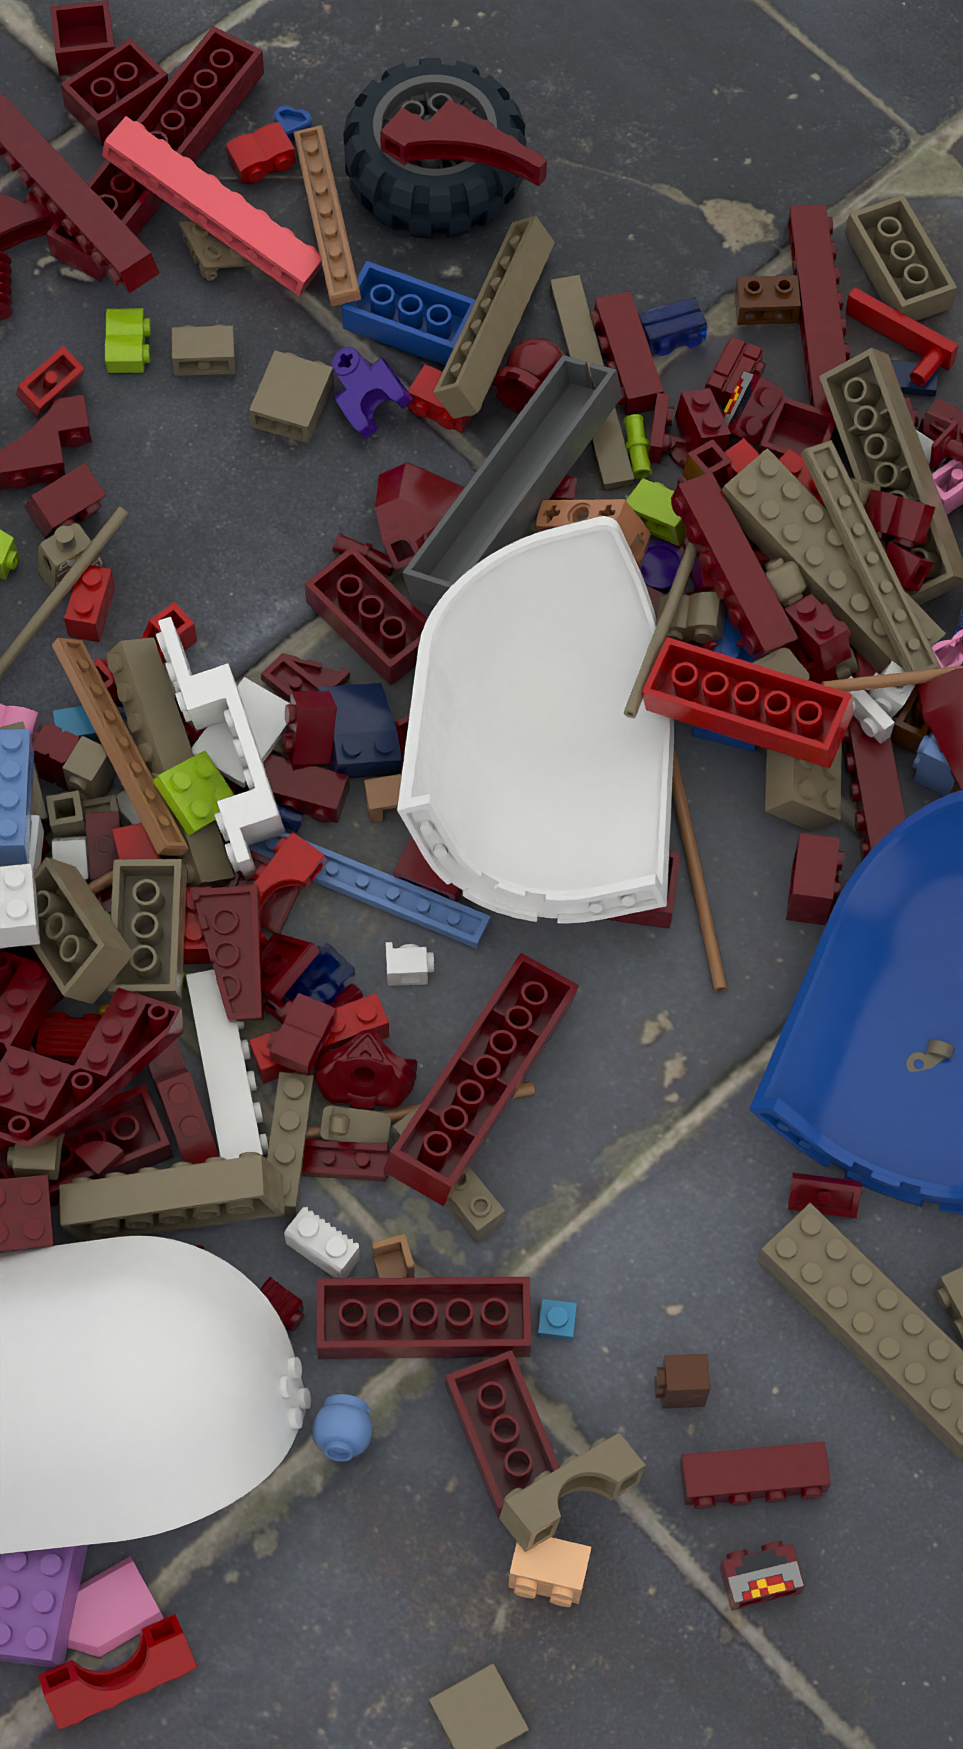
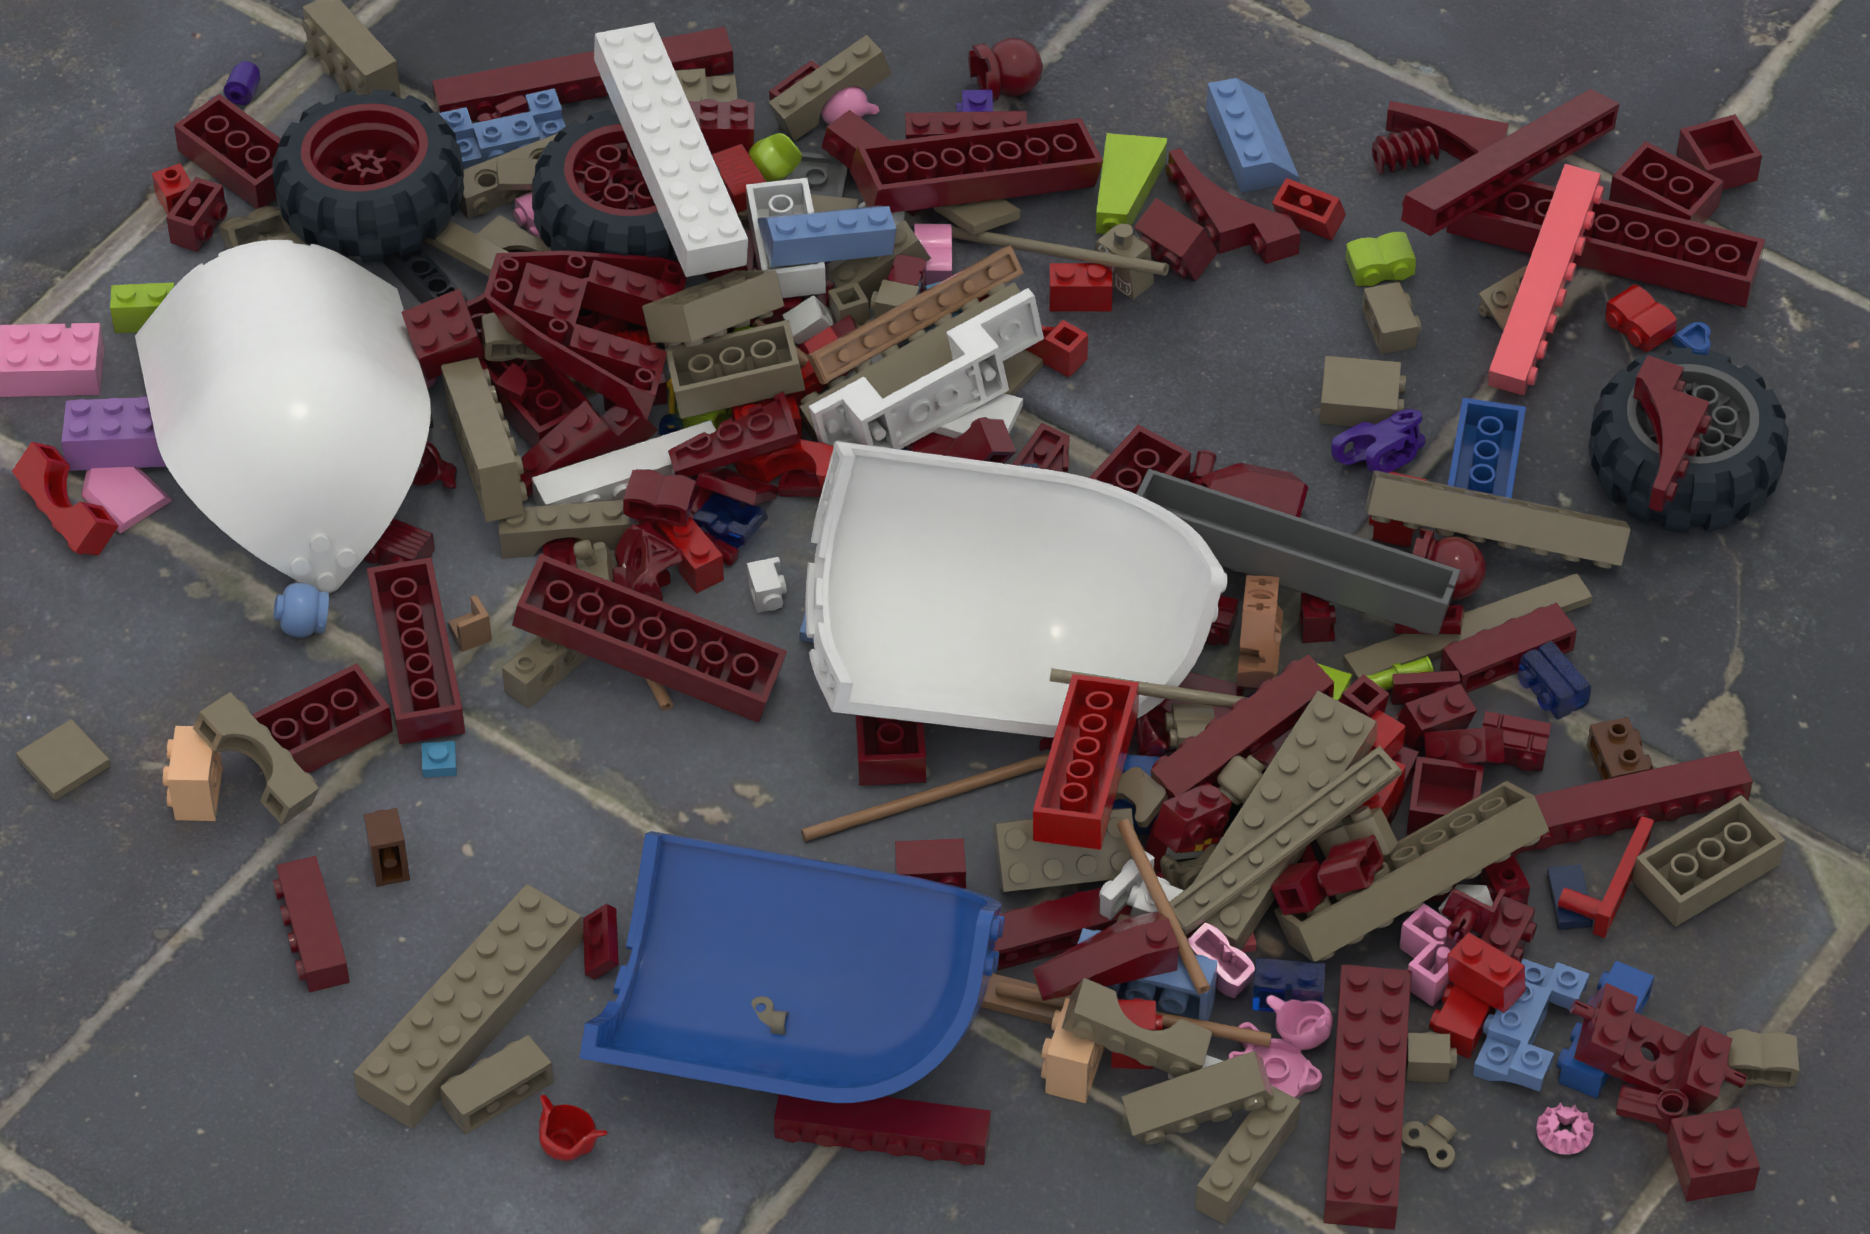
camera: 80 degrees right, 15 degrees down
(193, 791) = (886, 369): lime plate -> none
(322, 1244) = (474, 569): white brick -> none
(327, 216) = (1554, 377): medium nougat tile -> none
(761, 1575) = (216, 942): brick -> none

